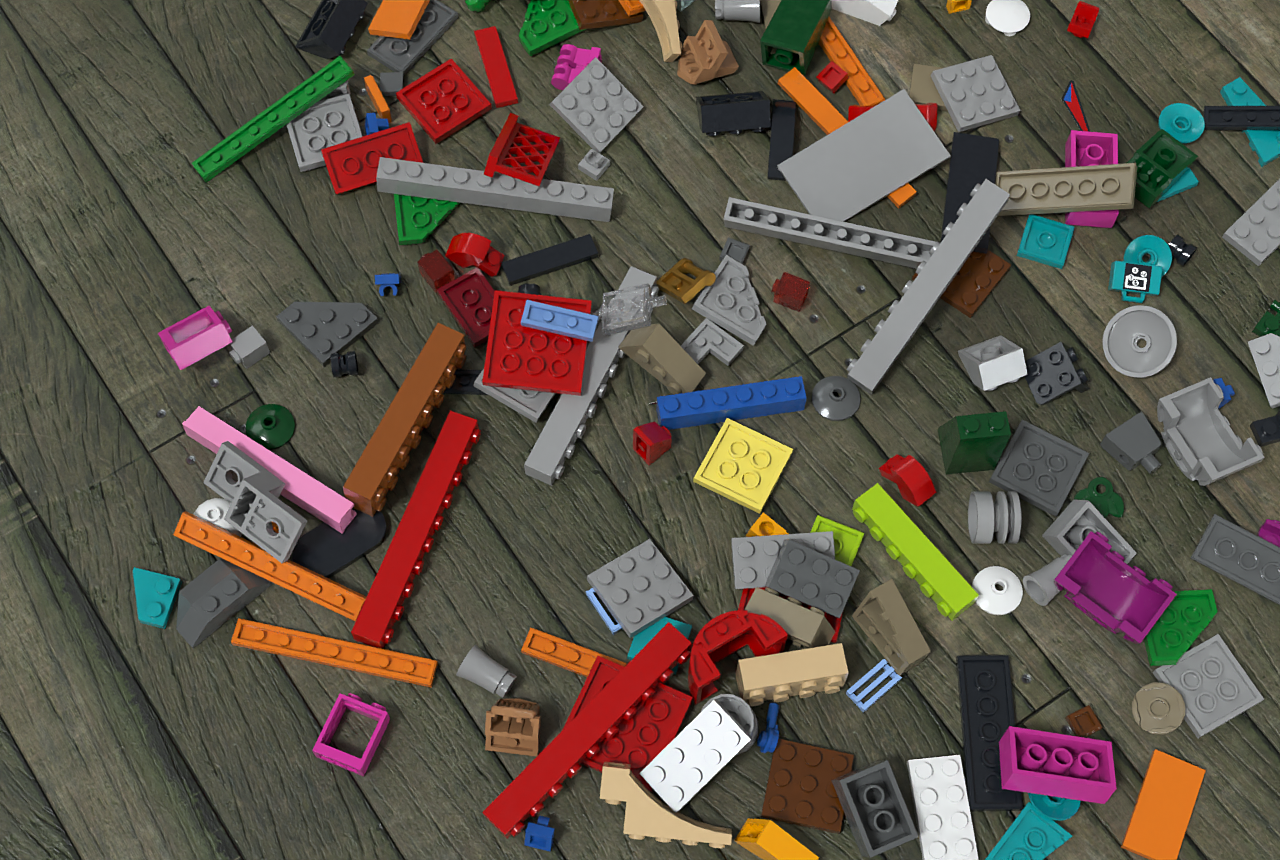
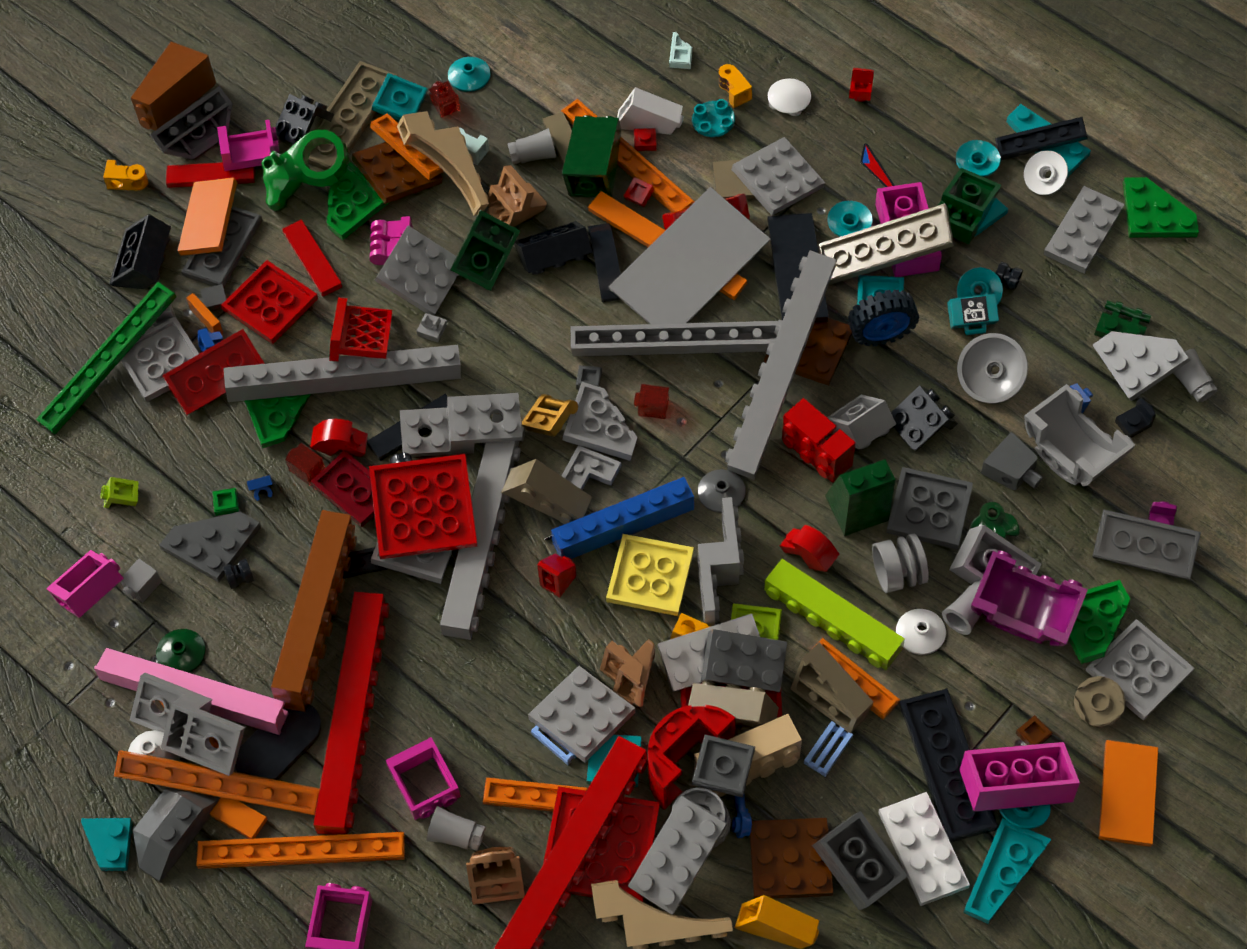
camera: 10 degrees left, 5 degrees down
(252, 254) = (120, 492): none -> lime bracket
(283, 604) = (239, 817): none -> orange tile
(350, 289) = (225, 501): none -> green tile
(461, 590) = (412, 758): none -> dark pink window
(559, 320) = (439, 479): medium blue plate -> none
(594, 269) = (461, 425): none -> light grey bracket
(628, 309) = (501, 454): clear plate -> none
(665, 99) = (485, 250): none -> dark green slope
(697, 559) = (629, 671): none -> medium nougat piece
(763, 679) = (723, 765): none -> dark grey tile
(815, 471) = (720, 562): none -> light grey bracket
(852, 25) = (645, 139): none -> red plate
(926, 19) = (713, 118): none -> teal dish
(935, 361) = (805, 432): none -> red piece
(940, 647) = (882, 698): none -> orange tile
(1035, 147) = (849, 212): none -> teal dish
(1043, 264) = (883, 318): none -> black wheel
(1239, 146) = (1038, 166): none -> white dish

